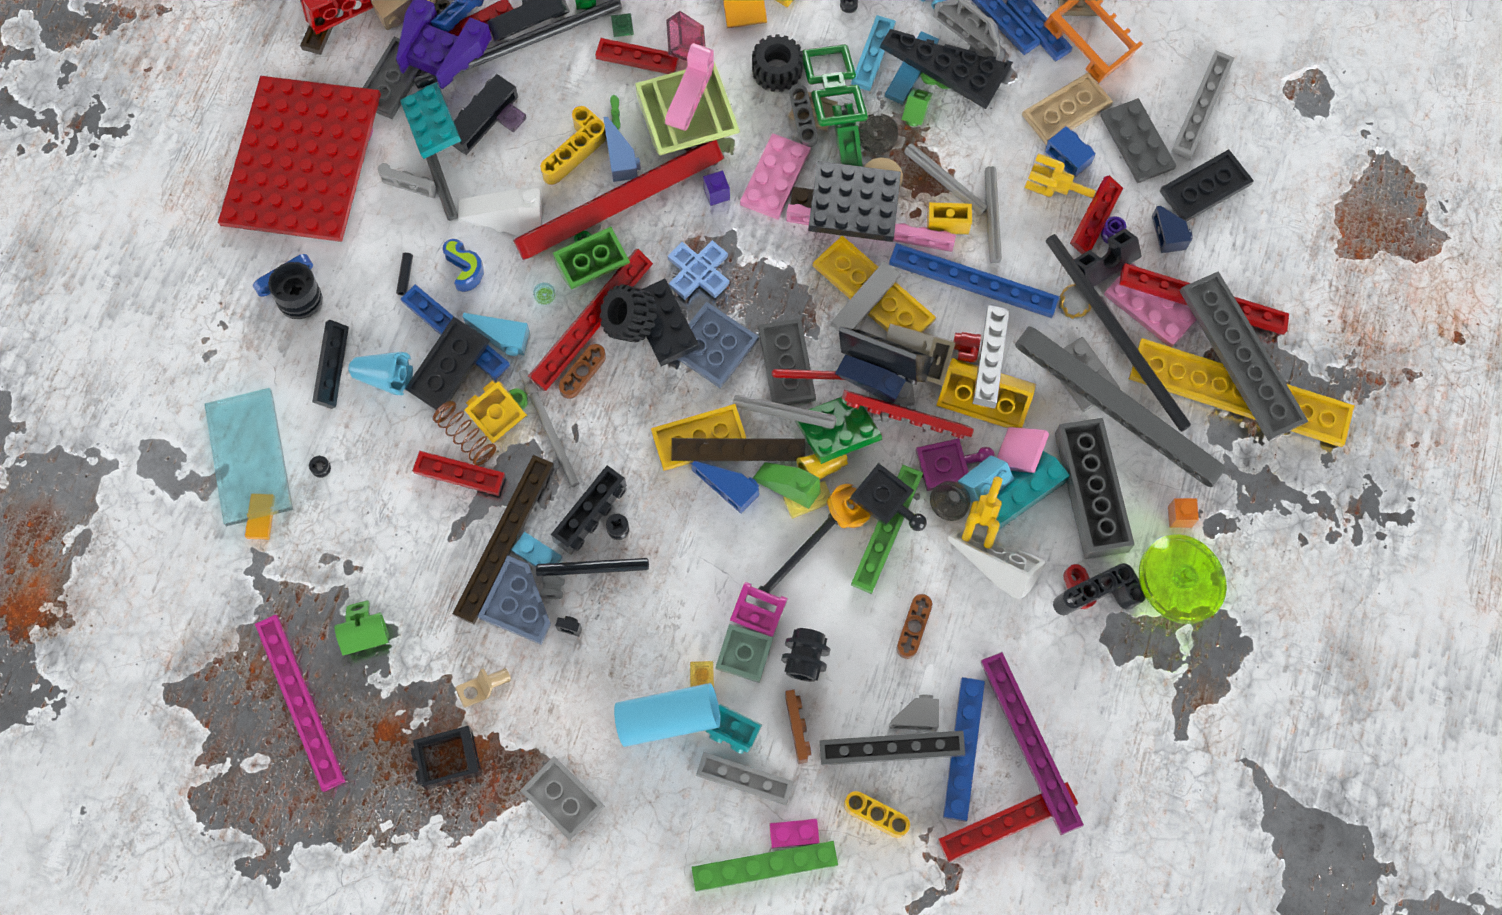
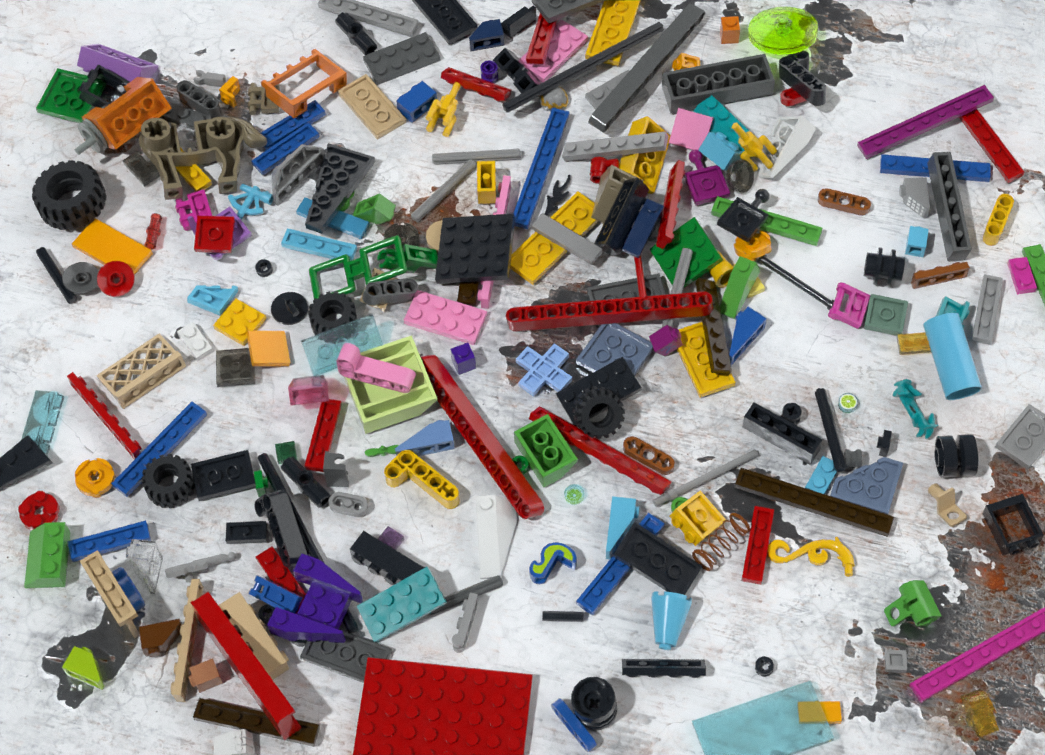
camera: 90 degrees left, 10 degrees down
(230, 681) = (980, 710): none -> clear yellow brick
(302, 601) = (895, 661): none -> light grey plate
(437, 565) = (817, 559): none -> yellow plant
(536, 694) = (956, 455): none -> black wheel
(554, 80) = (349, 503): none -> light grey plate
(574, 45) = (299, 474): none -> black piece
(587, 60) = (335, 473): none -> dark grey hinge
(627, 661) = (906, 393): none -> teal piece
(629, 594) = (847, 403): none -> tile
(720, 395) = (666, 340): none -> magenta brick
(739, 71) = (325, 347): none -> clear light blue tile
(761, 344) = (618, 314): none -> red beam
(799, 26) = (289, 308): none -> black shield
(849, 705) = (916, 241): none -> medium azure brick
(930, 298) = (557, 197): none -> black piece
(1127, 457) = (685, 61): none -> light orange bracket
(1178, 85) = (356, 34): none -> black piece
(1192, 264) = (519, 21): none -> black panel

